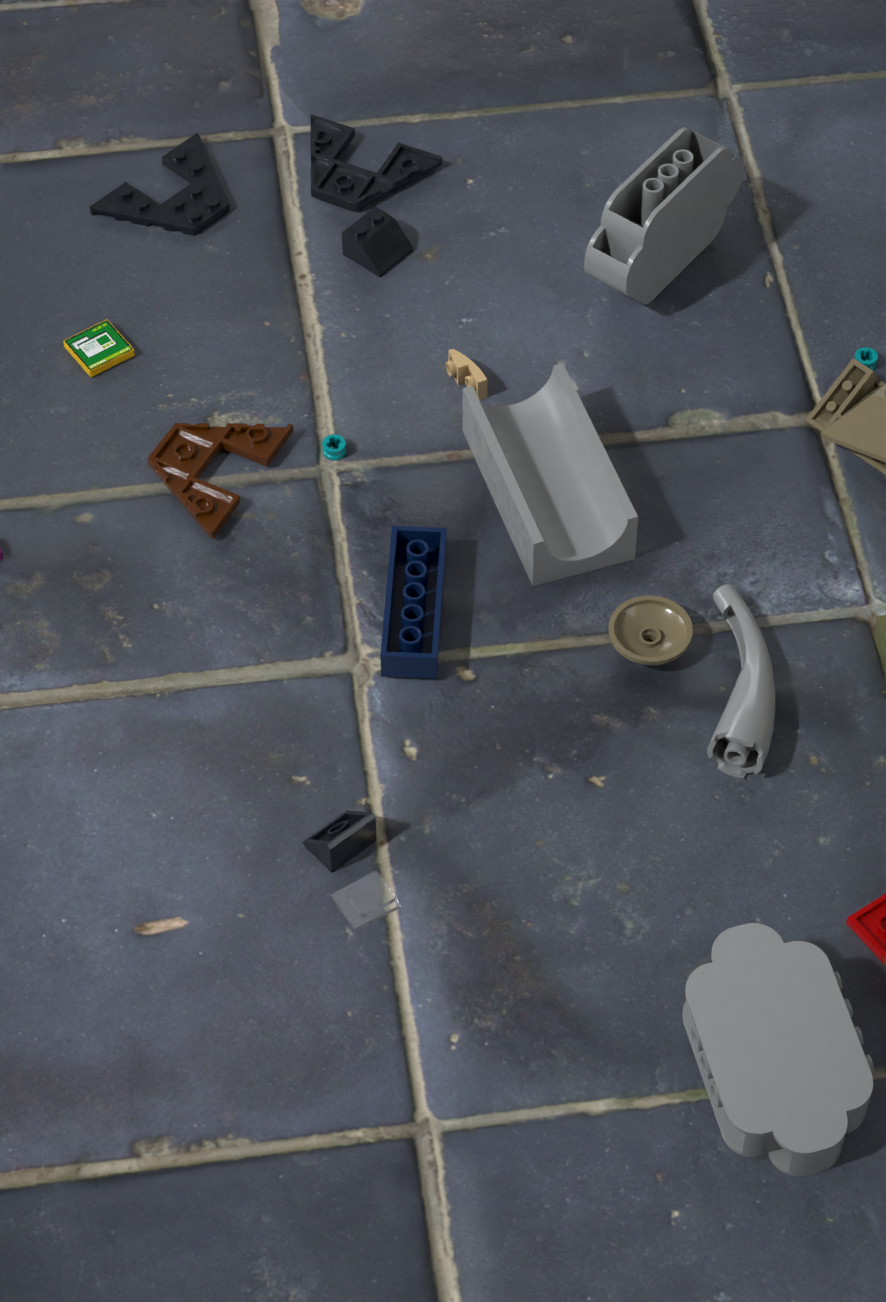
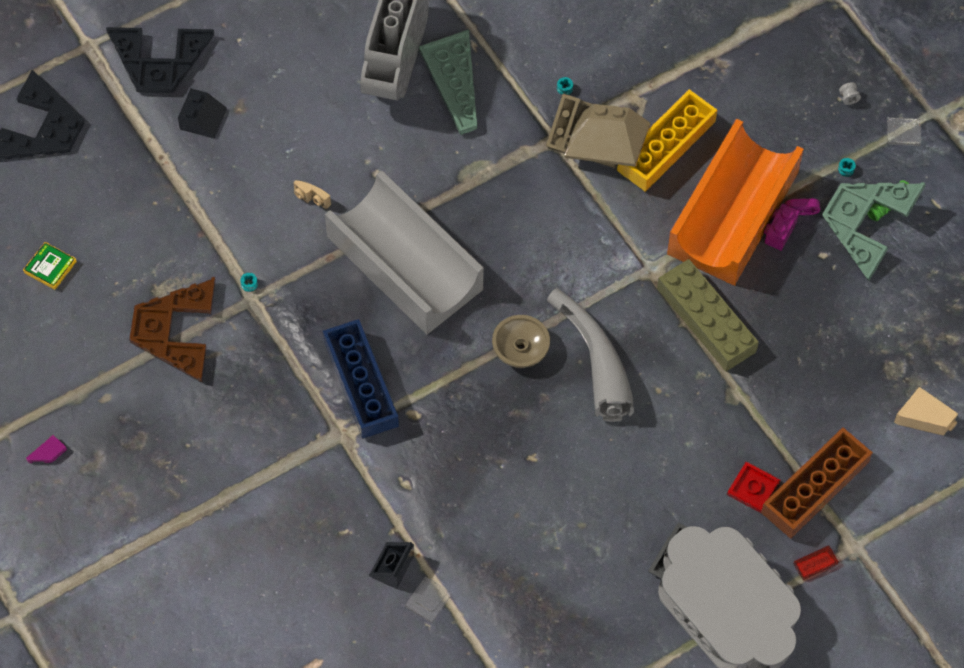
camera: 25 degrees left, 10 degrees up
(721, 301) = (452, 72): none -> sand green wing

